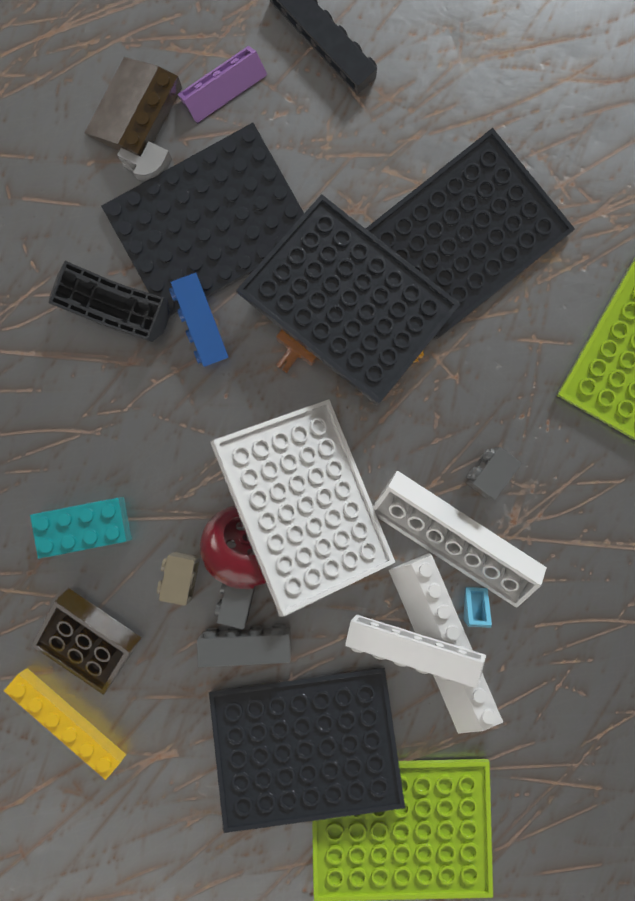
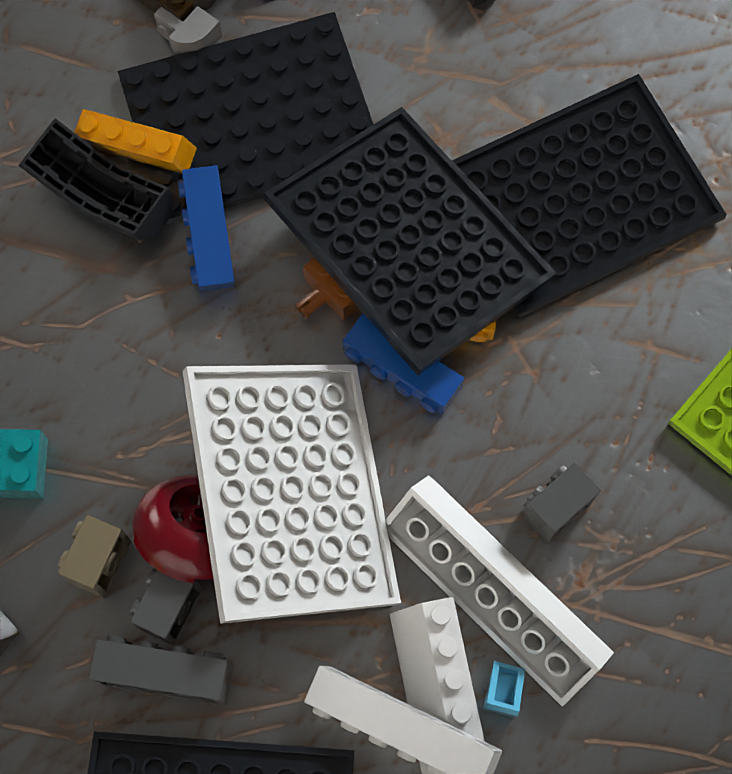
camera: 10 degrees right, 15 degrees down
(129, 263) = (135, 141): none -> light orange brick
(389, 408) = (433, 387): none -> blue brick

